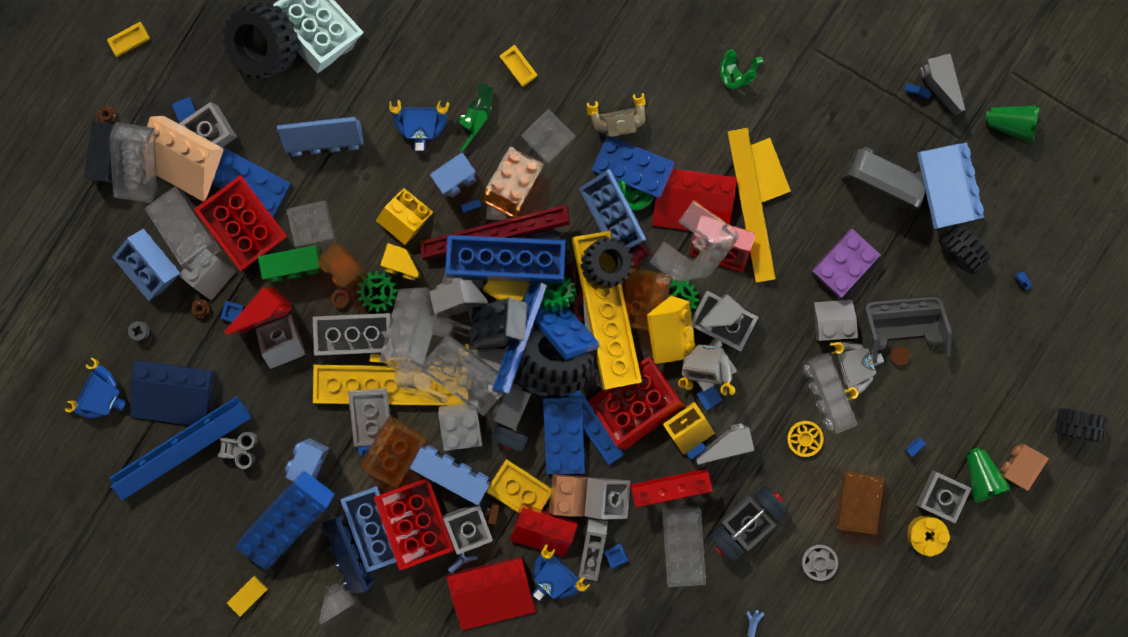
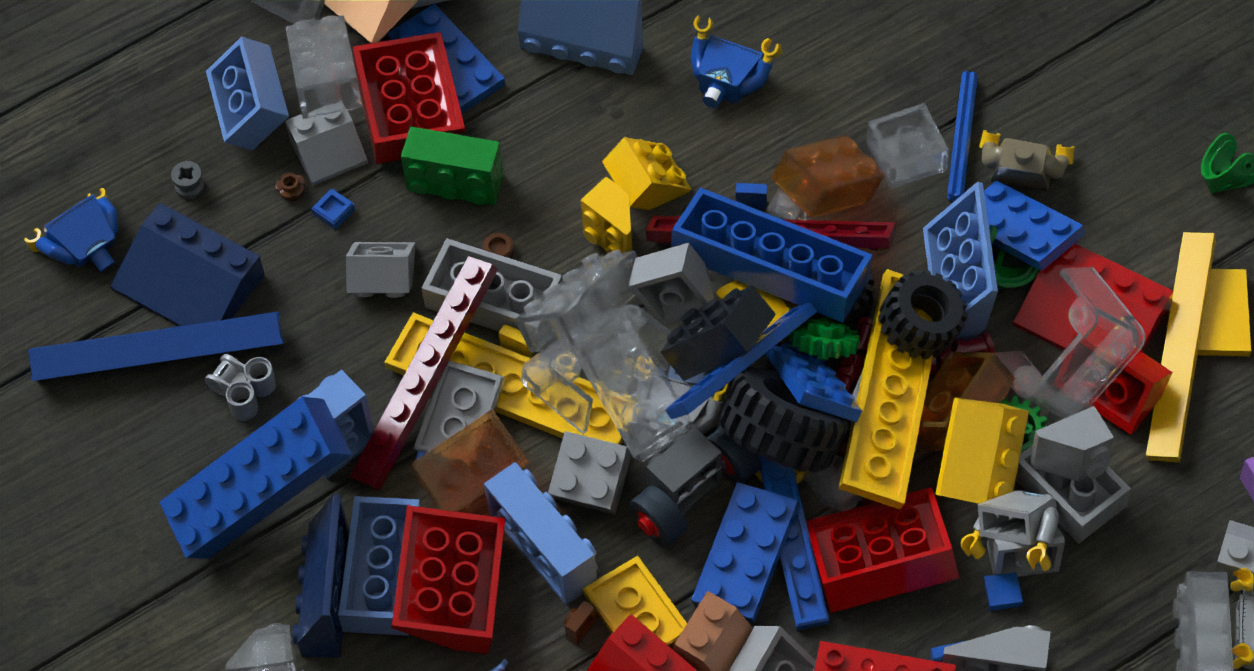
camera: 25 degrees right, 30 degrees down
(247, 595) = (136, 595): yellow tile -> none
(264, 308) = (370, 196): red slope -> none
(310, 224) = (514, 124): clear brick -> none
(341, 265) = (523, 188): clear orange brick -> none
(341, 405) = (423, 373): none -> dark red plate
(383, 284) = (557, 249): green gear -> none
(454, 176) = (746, 134): medium blue brick -> none
(467, 528) = (528, 622): light grey brick -> none
(477, 112) = (816, 86): animal -> none
(518, 66) = (904, 54): yellow tile -> none
(575, 110) = (962, 135): none -> blue axle
(688, 427) = (948, 610): yellow slope -> none

